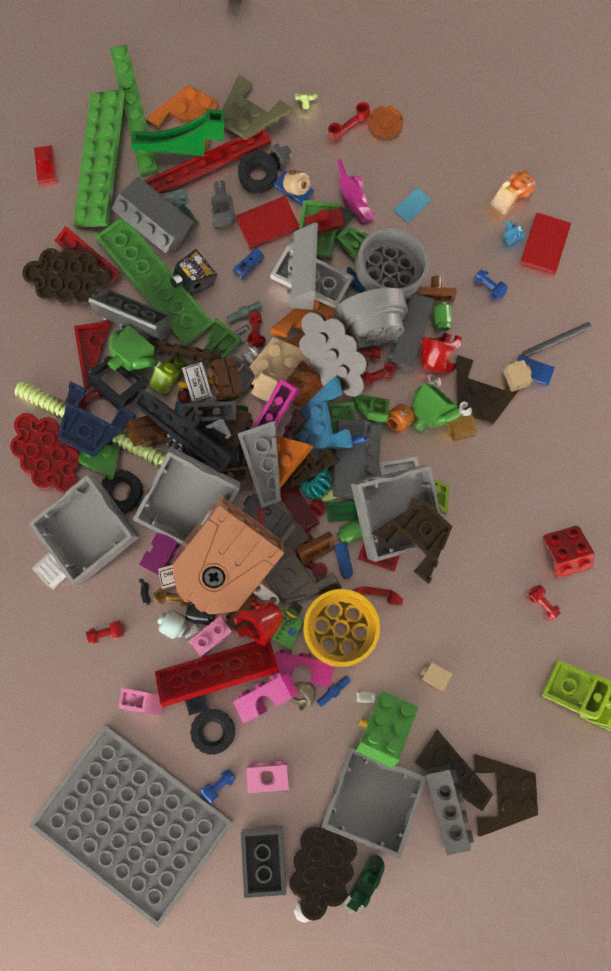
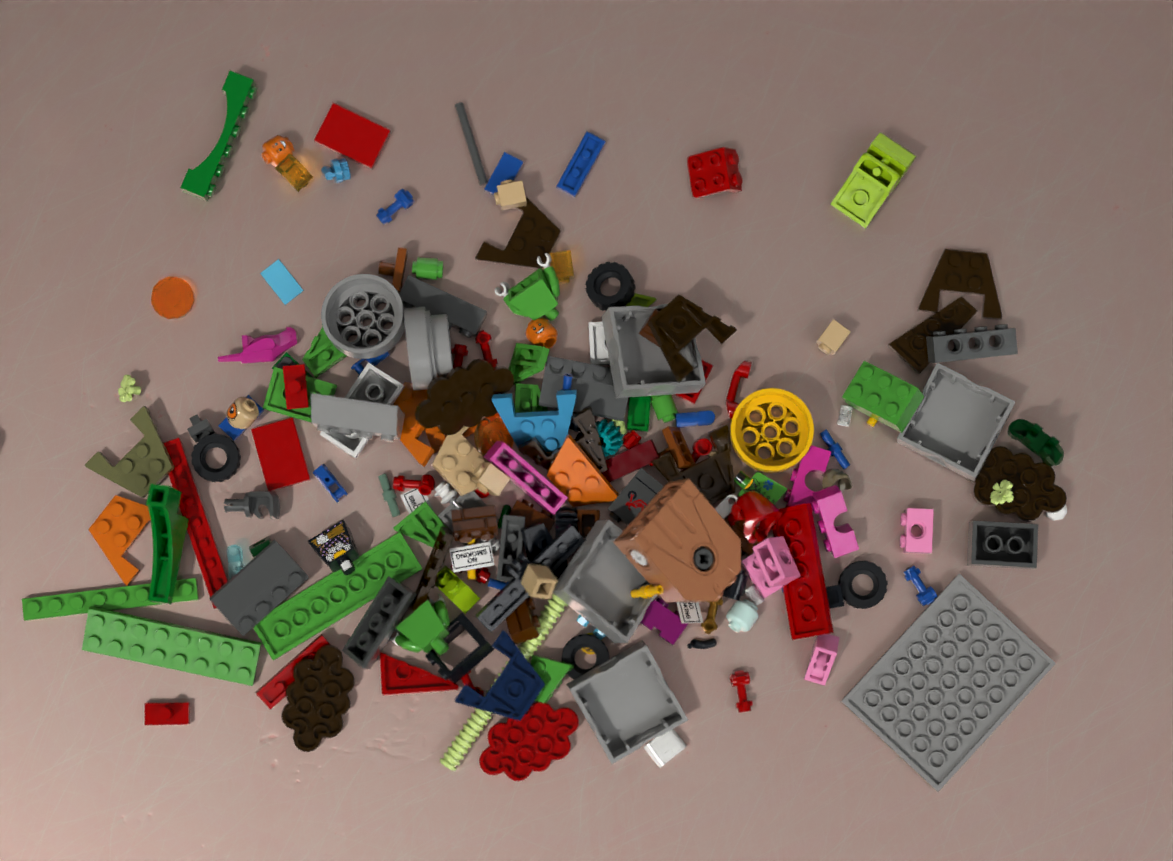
camera: 90 degrees left, 5 degrees up
(176, 434) = (539, 581): none -> tan brick
(181, 533) = (647, 591): none -> yellow bar
(221, 646) = (776, 561): none -> bright pink brick
(262, 459) = (574, 492): light grey wing -> none
(311, 855) = (1002, 492): none -> yellowish green plant
(336, 131) = (157, 323): red bar -> none
(436, 353) = (477, 281): red piece -> none
(457, 459) = (606, 271): none -> black tyre
(490, 131) = (201, 179): none -> green arch
(537, 594) = (757, 214): red bar -> none
(555, 434) = (580, 164): none -> blue tile

